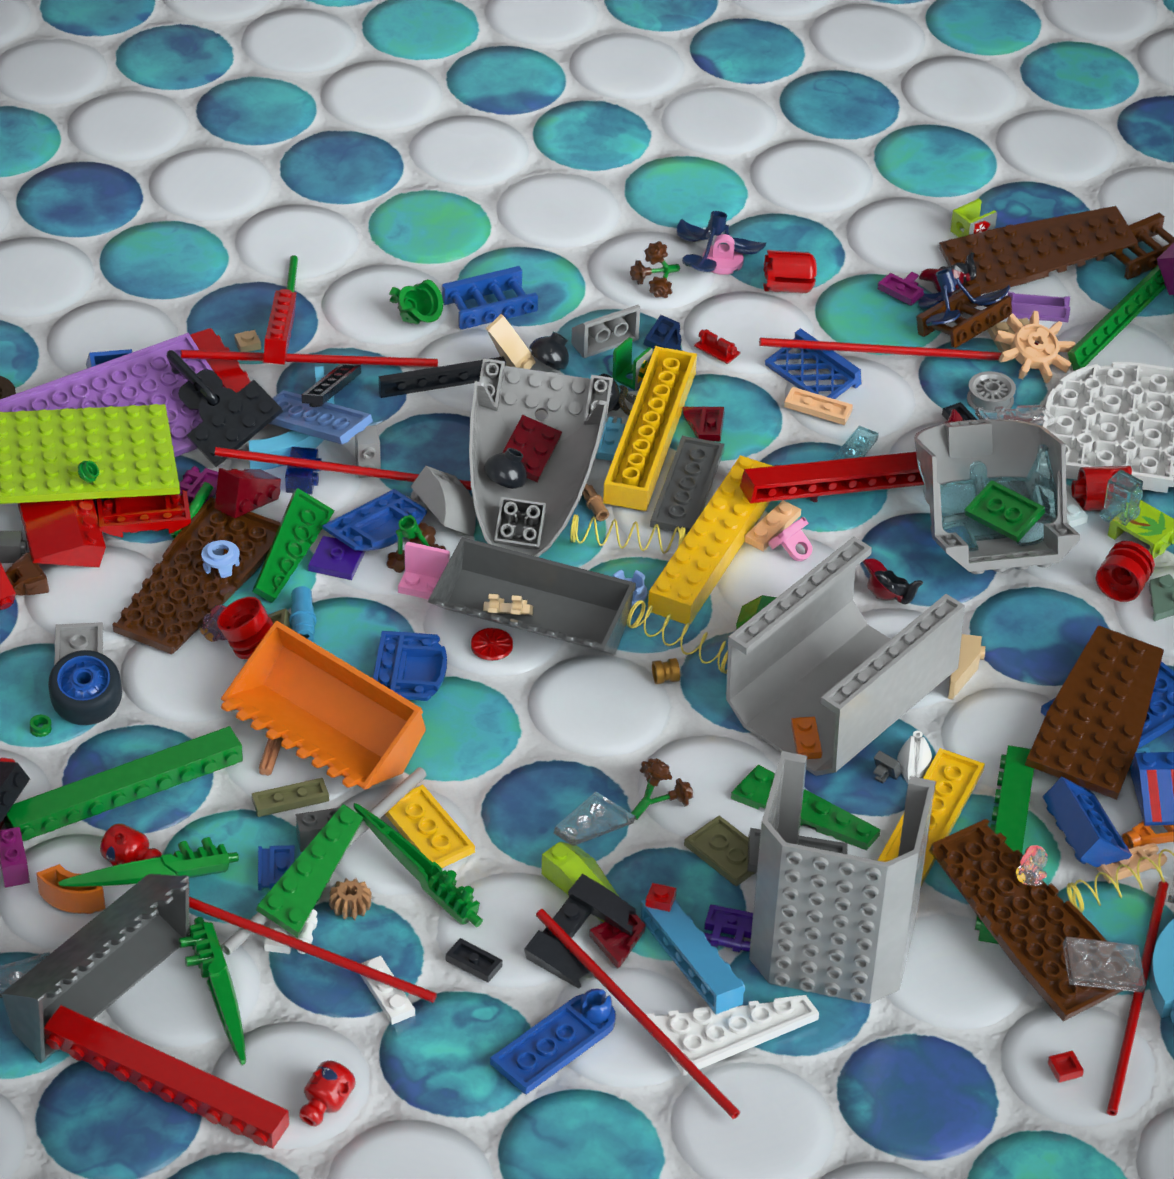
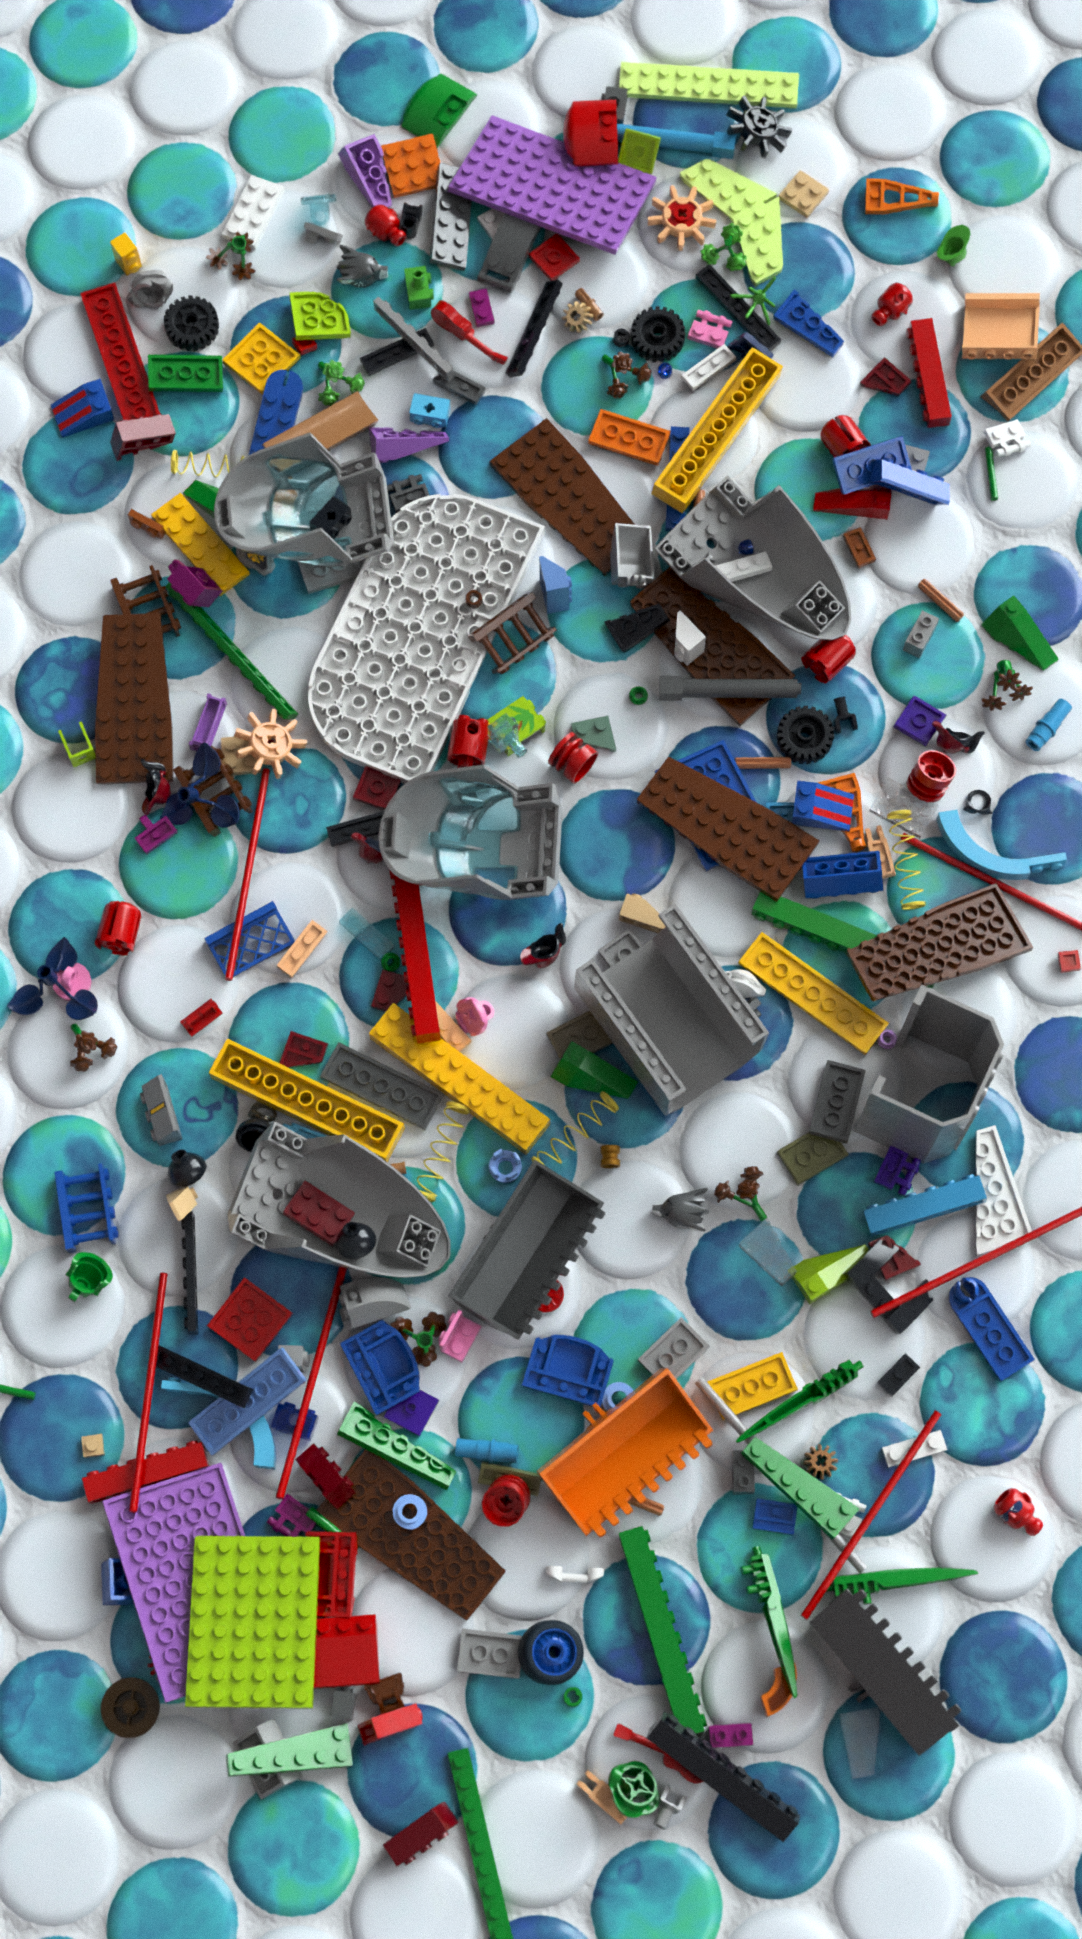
camera: 75 degrees left, 30 degrees up
(88, 471) = (300, 1618): green plate -> none
(126, 845) = (740, 1636): red piece -> none
(166, 1077) = (993, 1623): red brick -> none
(176, 692) = (592, 1575): none -> white bar
(210, 627) = (478, 1526): animal -> none
(226, 415) = (229, 1482): black plate -> none
(279, 327) = (106, 1412): red brick -> none
(290, 797) = (698, 1493): olive plate -> none
(407, 425) = (250, 1319): none -> red plate
(451, 755) = (675, 1350): none -> light grey plate
(497, 605) = (517, 1272): tan plate -> none
(621, 736) = (683, 1210): none -> dark grey piece
(623, 364) = (220, 1090): green piece -> none
(661, 897) = (873, 1217): red plate -> none
(664, 334) = (176, 1059): dark blue wing -> none
(806, 737) = (710, 1062): orange plate -> none
(815, 810) = (767, 1094): green wing -> none
(991, 390) = (319, 781): light grey wheel -> none
(1004, 511) = (485, 832): green plate -> none
(1027, 413) = (367, 791): clear wing -> none
(1031, 866) = (900, 928): clear animal -> none
(1104, 964) = (988, 905): clear plate -> none

